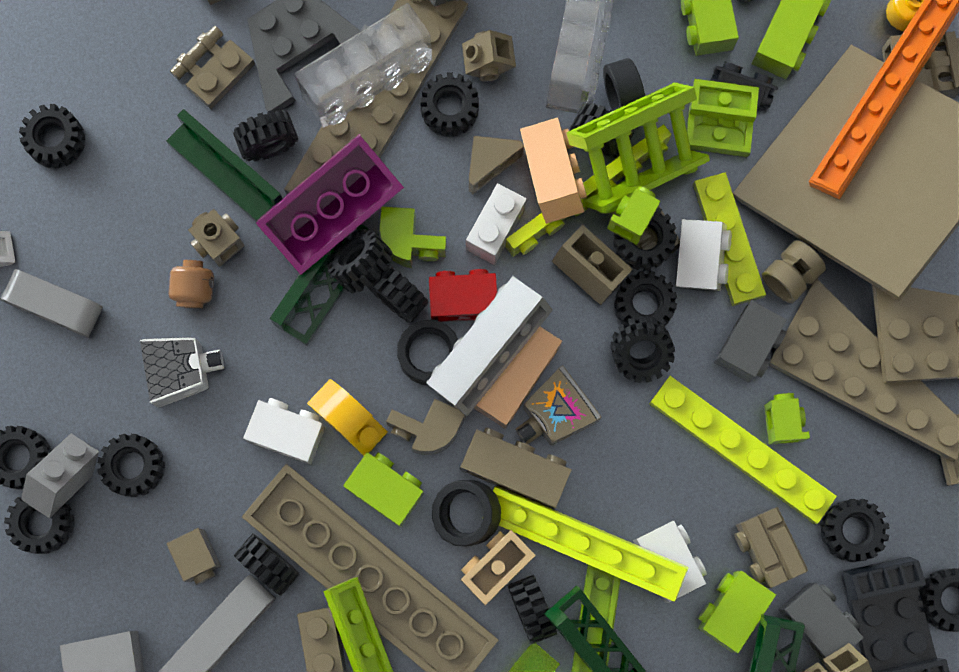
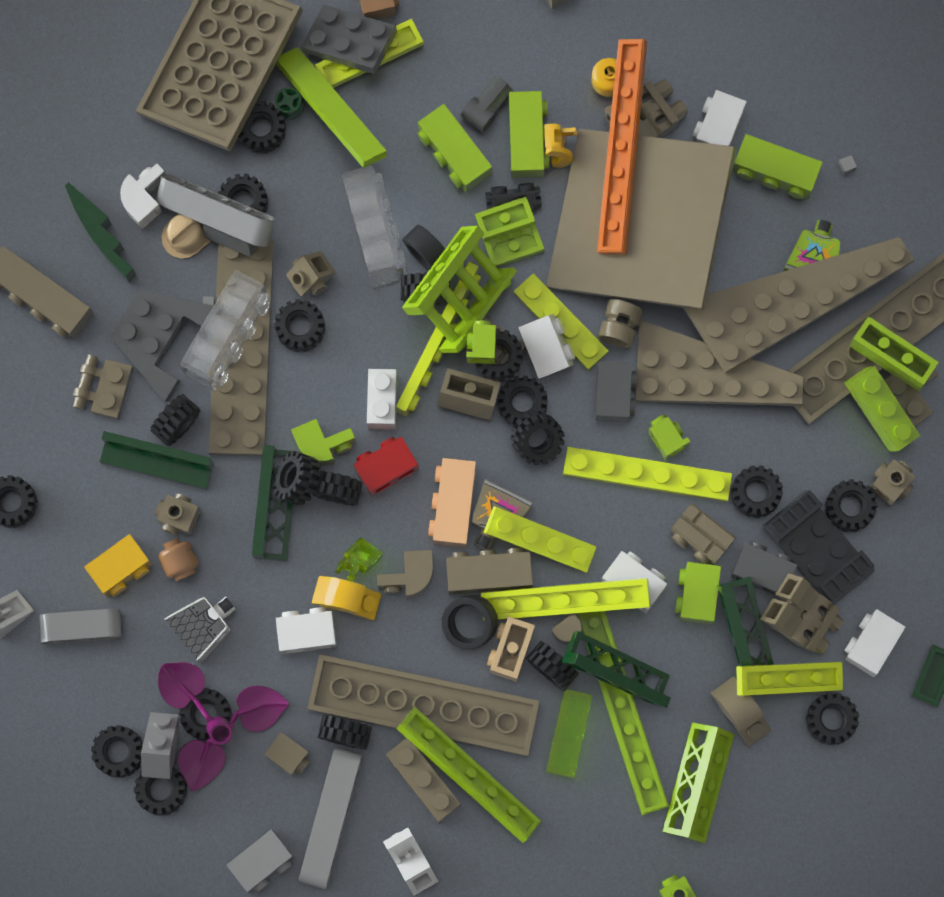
camera: 20 degrees left, 0 degrees up
(102, 515) = (203, 761): none -> magenta plant
(125, 260) = (118, 566): none -> yellow brick
(329, 204) = (252, 447): magenta slope -> none
(384, 380) = (360, 557): none -> clear neon green plate
(384, 488) = (401, 635): lime brick -> none
(410, 334) = (364, 507): black tyre -> none
(489, 345) = (424, 492): brick -> none
(491, 158) = (352, 351): dark tan slope -> none
(553, 170) = (404, 337): light nougat brick -> none
(568, 576) = (565, 629): none -> dark tan brick
(589, 461) = (539, 539): none -> neon yellow plate
(818, 48) = (555, 144): none -> yellow piece

